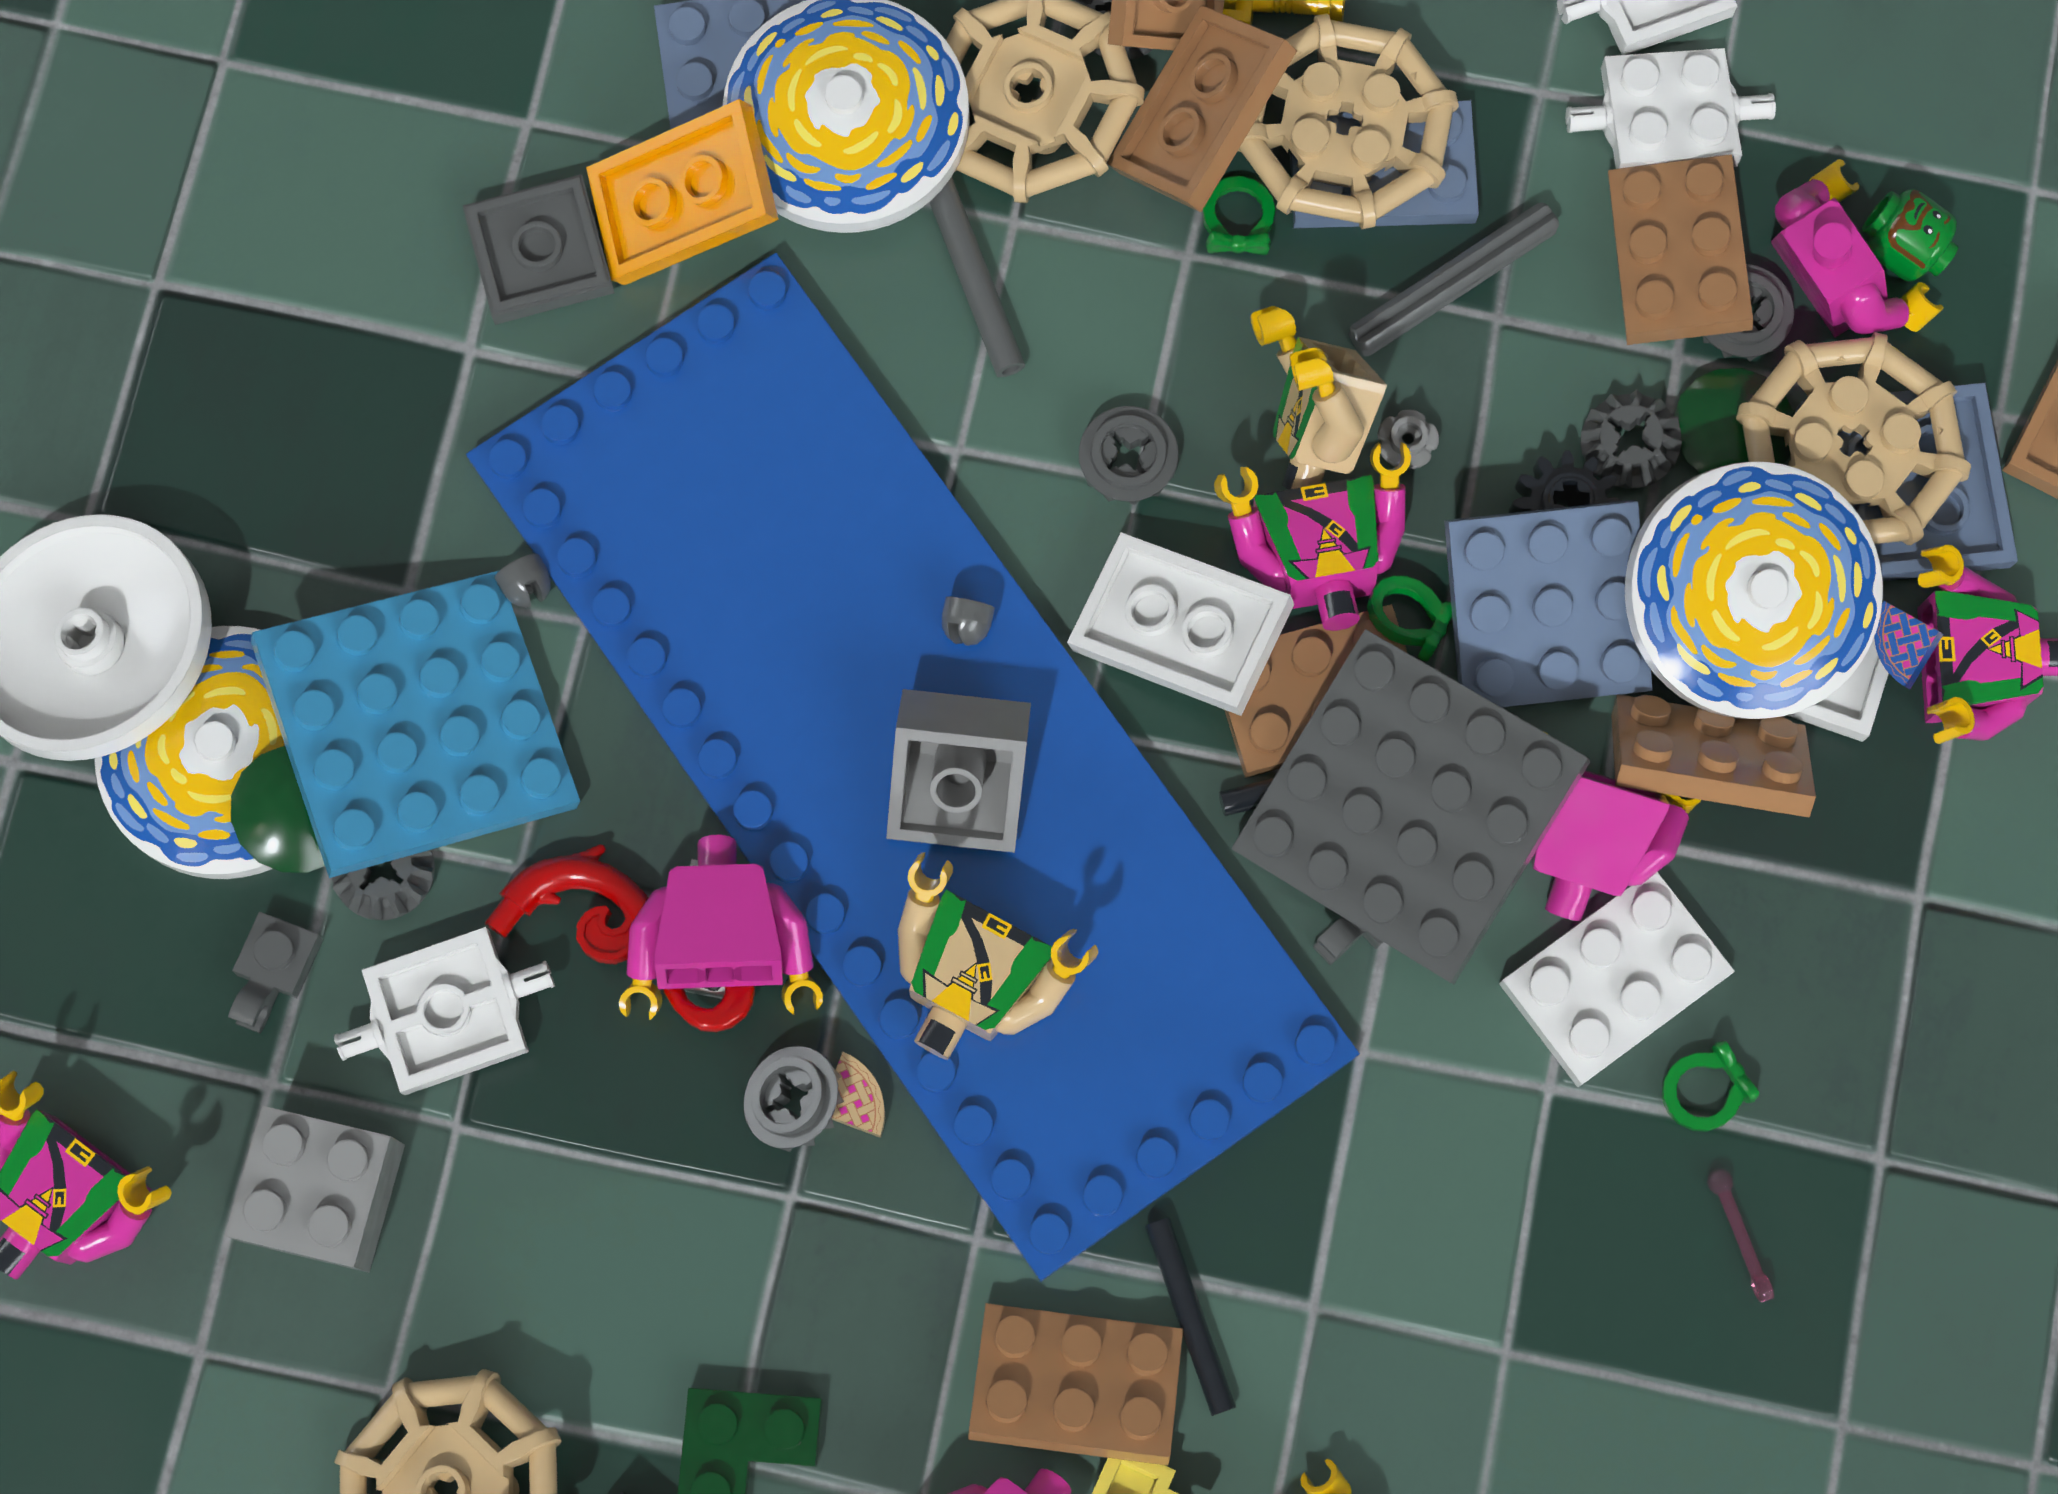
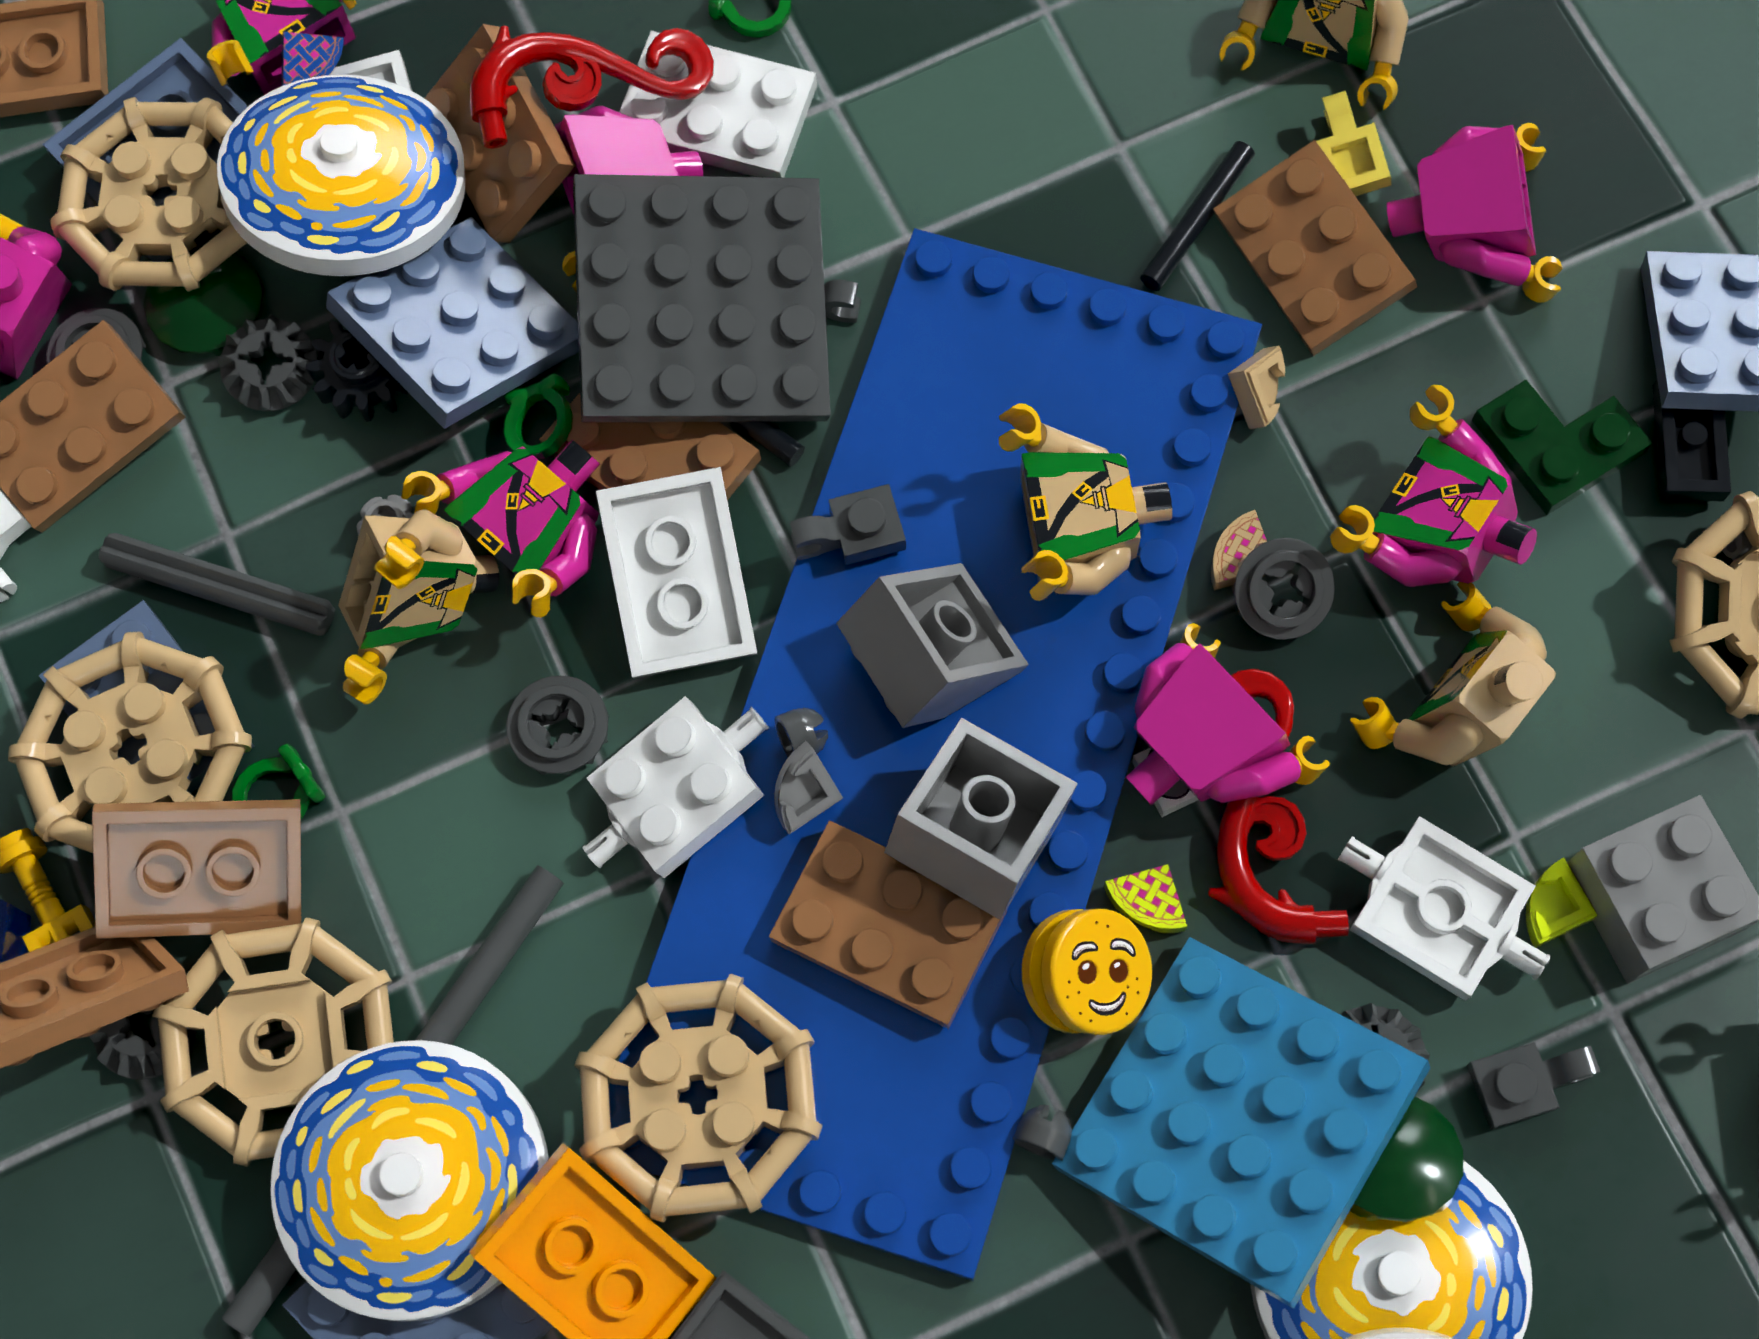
camera: 120 degrees left, 5 degrees down
(378, 1106) = (1556, 905): none -> neon yellow tile
(578, 1179) = (1477, 697): none -> tan torso
(610, 693) = (1087, 971): none -> yellow head
(635, 796) = (1148, 899): none -> neon yellow tile
(740, 311) = (670, 1126): none -> tan plate
(747, 1277) = (1445, 510): none -> torso
(765, 577) = (885, 926): none -> medium nougat plate
(778, 686) = (980, 818): none -> light grey brick
(918, 589) = (803, 789): none -> light grey tile
(988, 1230) = (1257, 386): none -> tan tile
(1003, 503) = (675, 787): none -> white plate
(1108, 793) = (859, 524): none -> dark grey plate
(1758, 790) = (587, 59): none -> red plant

